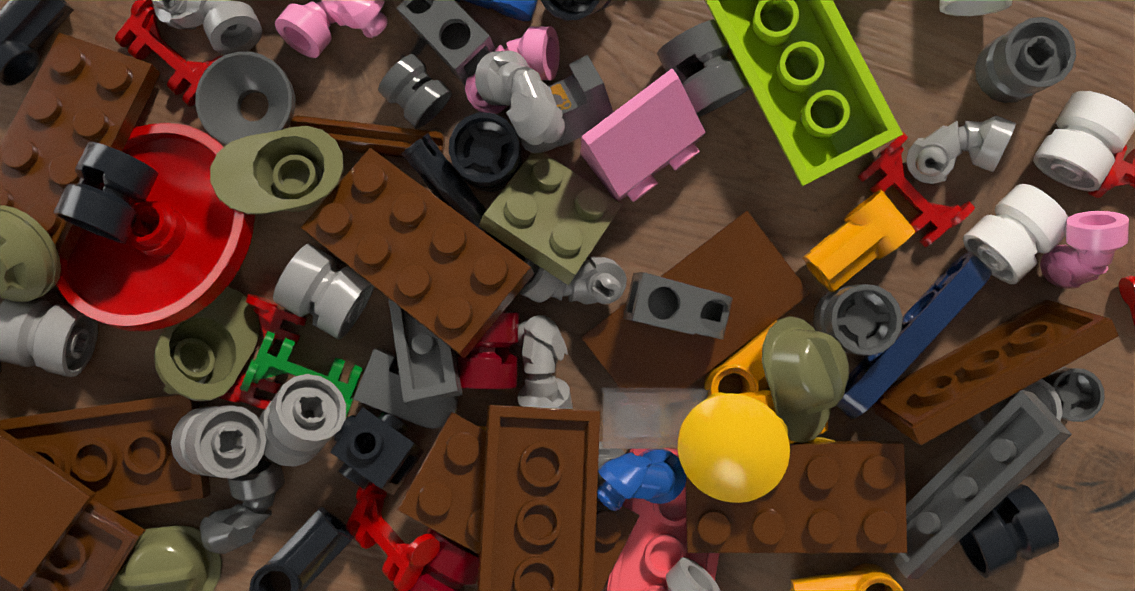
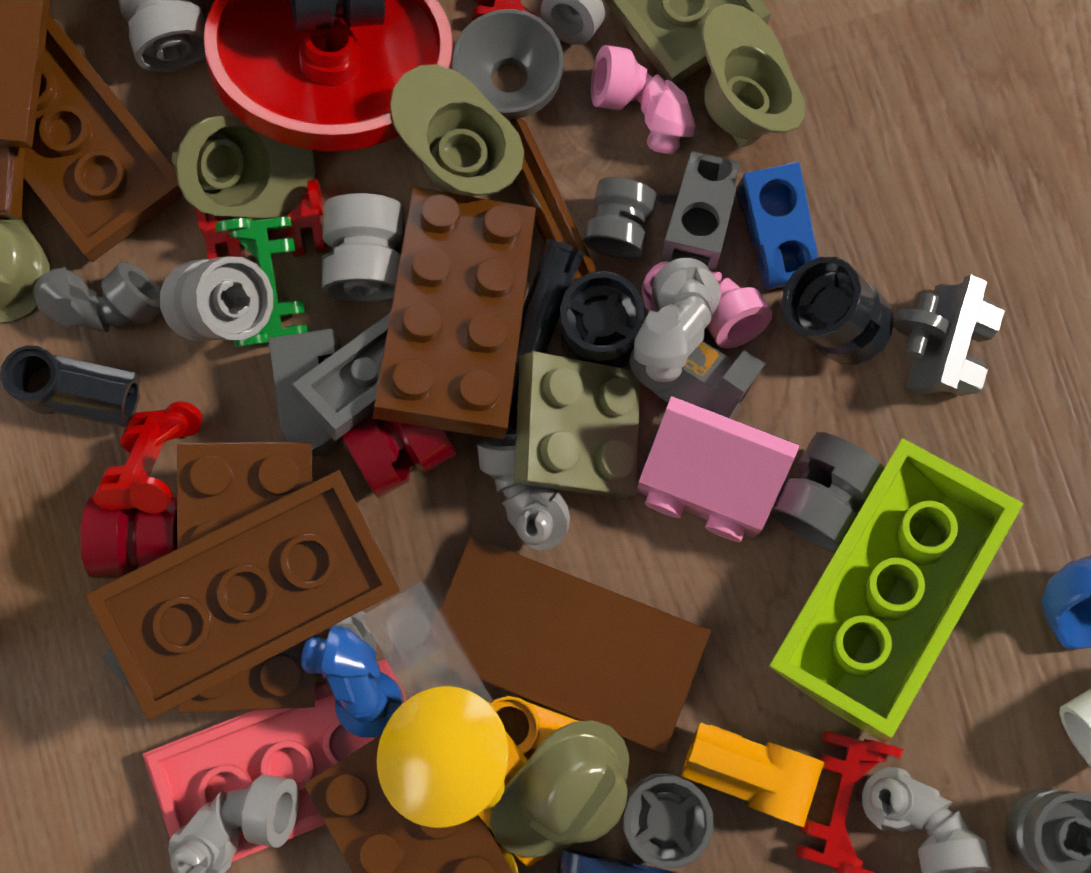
camera: 65 degrees right, 10 degrees down
(219, 441) = (150, 233): light grey wheel -> none
(375, 450) = (228, 393): black brick -> none
(540, 353) = (426, 502): light grey arm -> none
(677, 306) = (561, 615): dark grey leg -> none

